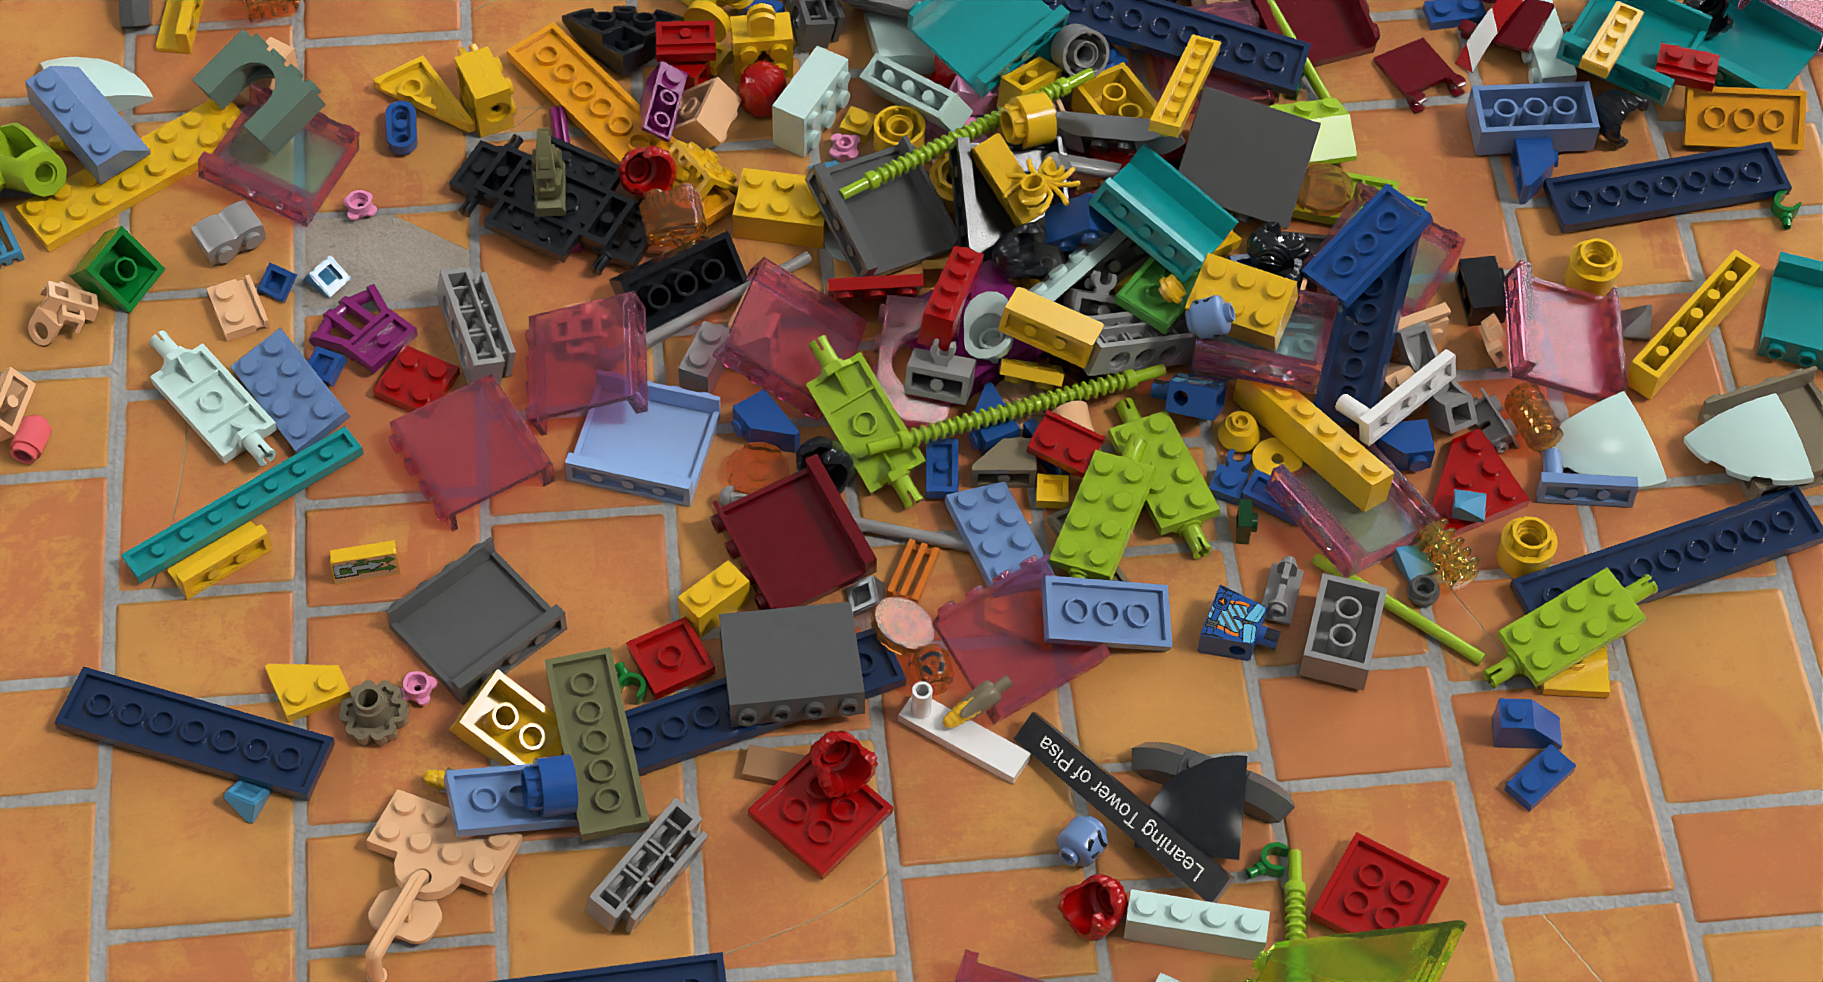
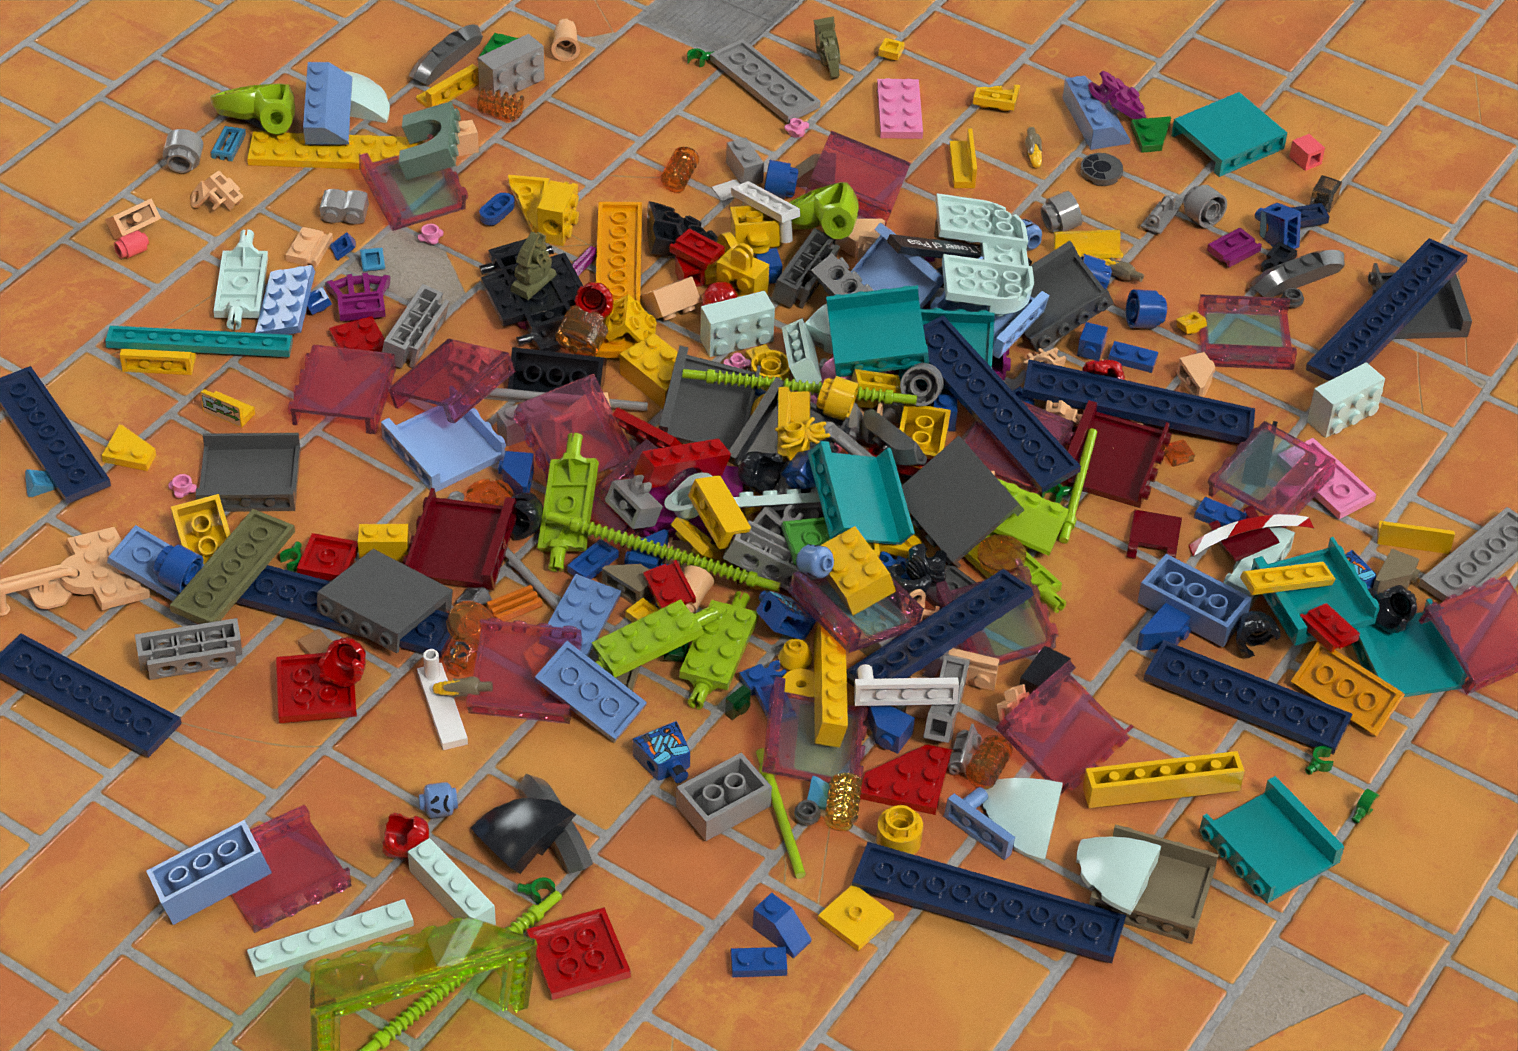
camera: 40 degrees right, 10 degrees down
(117, 270) = (267, 191): green slope -> none
(374, 712) = (145, 481): dark tan plant -> none
(662, 100) = (650, 275): magenta slope -> none
(1124, 808) = (480, 800): black tile -> none
(1171, 289) = (818, 535): yellow plate -> none
(1184, 86) = (946, 431): yellow plate -> none
(1282, 590) = (717, 753): light grey hinge -> none
(1367, 245) = (973, 590): blue plate -> none
(1468, 506) = (886, 782): dark azure slope -> none
(1570, 628) = (870, 889): lime plate -> none
(1593, 267) = (1136, 706): yellow piece -> none
(1636, 323) = (1131, 755): flat silver slope -> none

